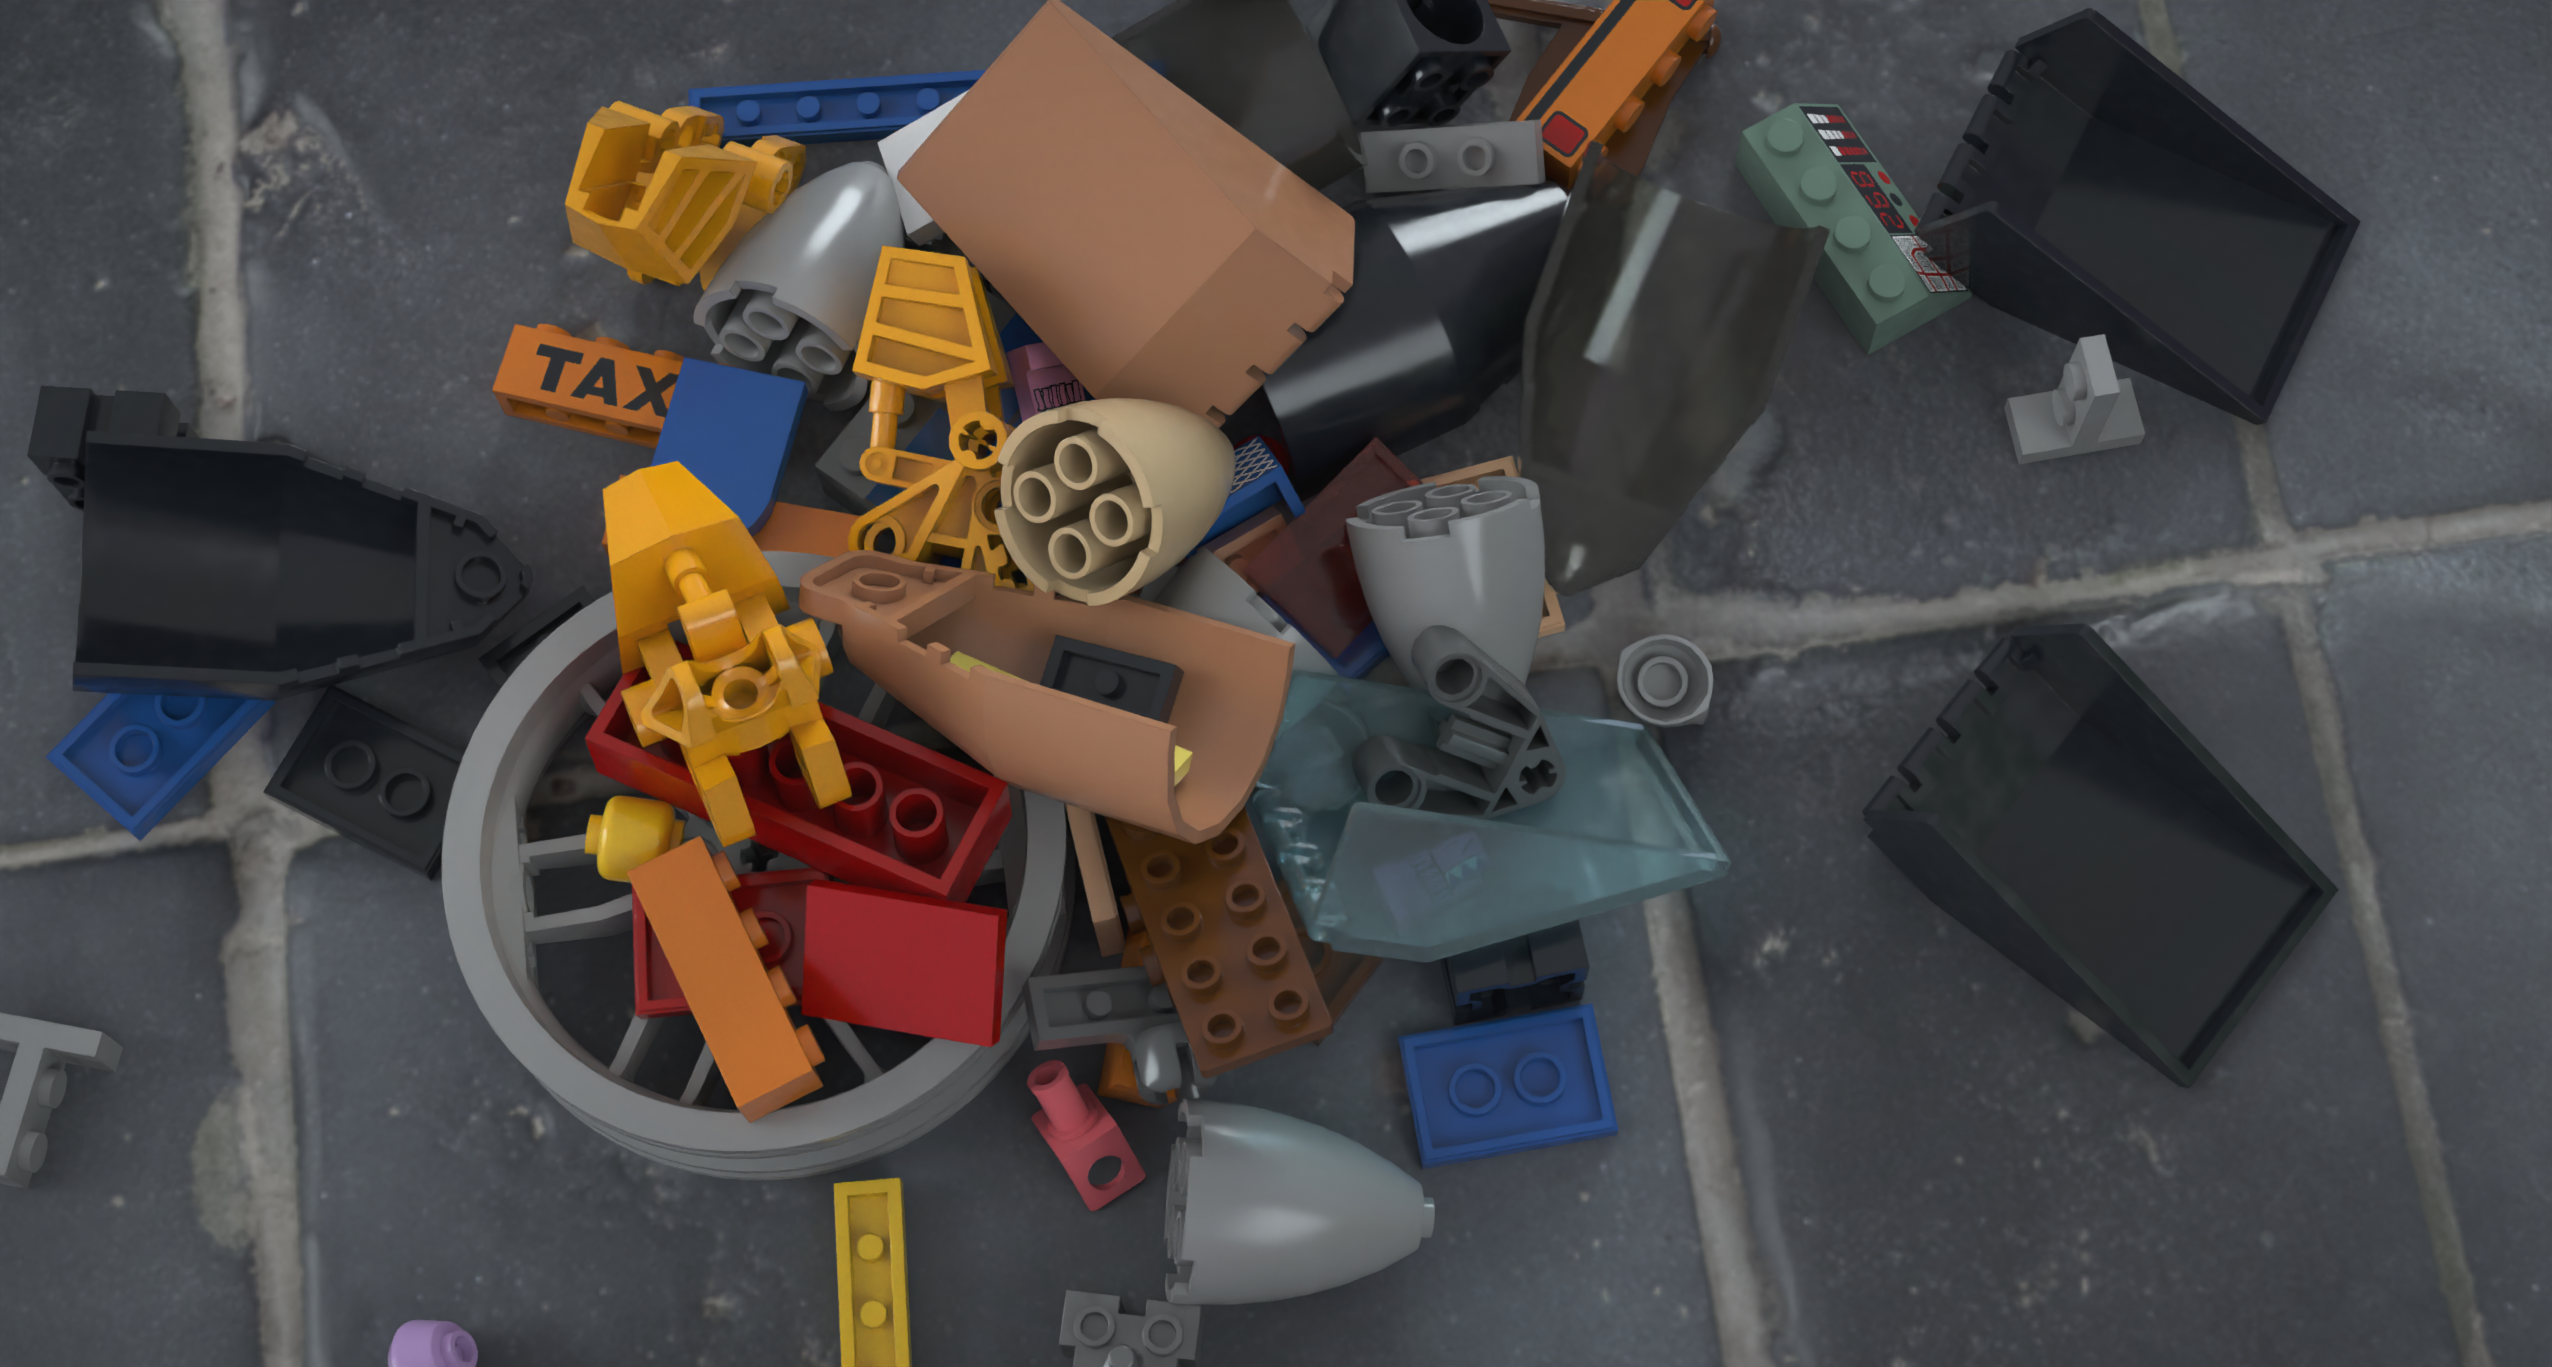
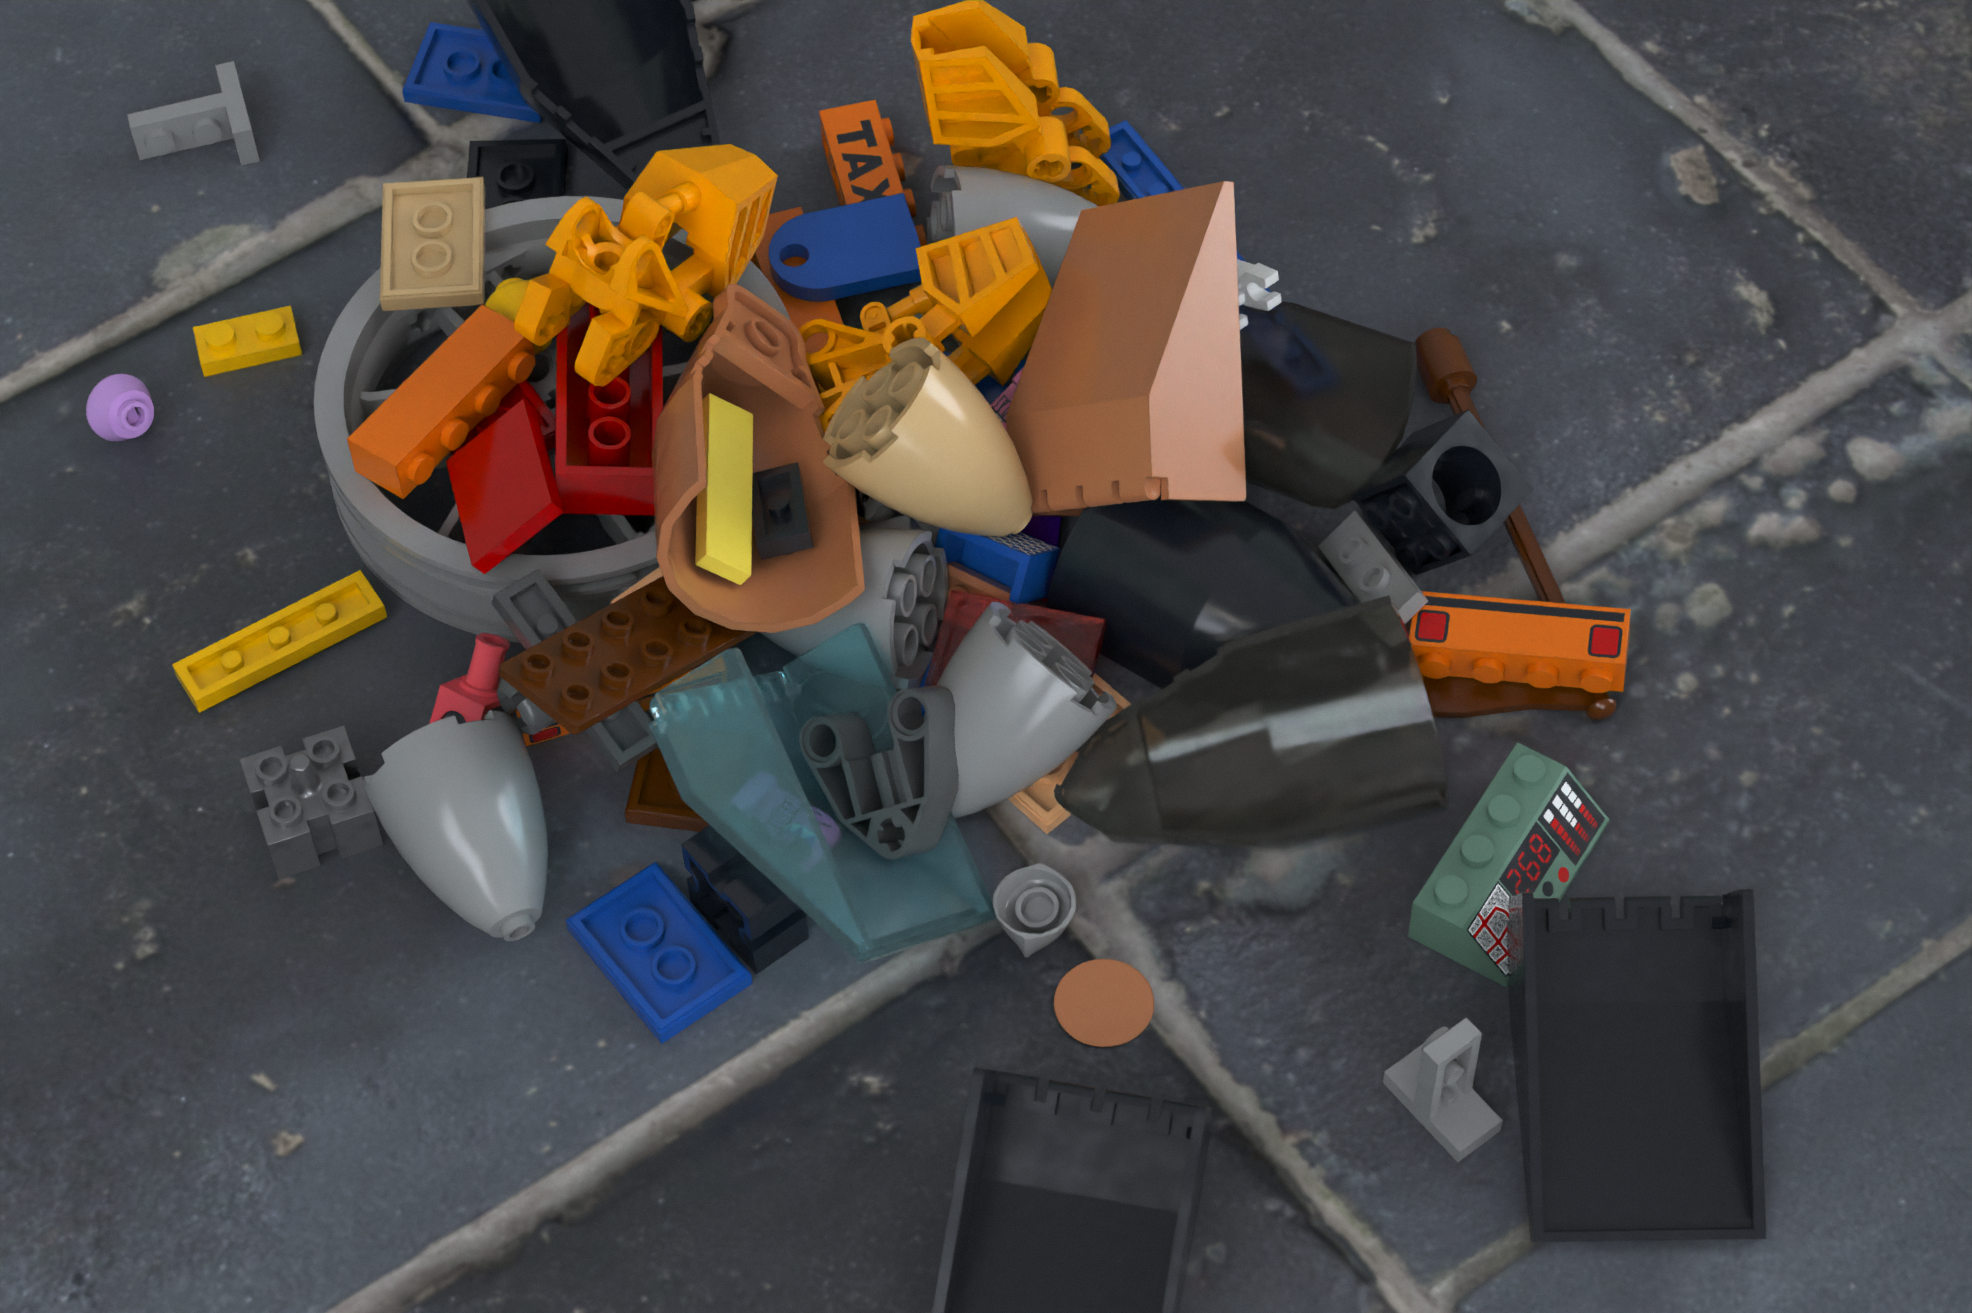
camera: 60 degrees right, 15 degrees down
(401, 1174) = (247, 341): none -> yellow plate
(468, 891) = (433, 244): none -> tan tile
(1796, 675) = (1104, 1002): none -> nougat sticker

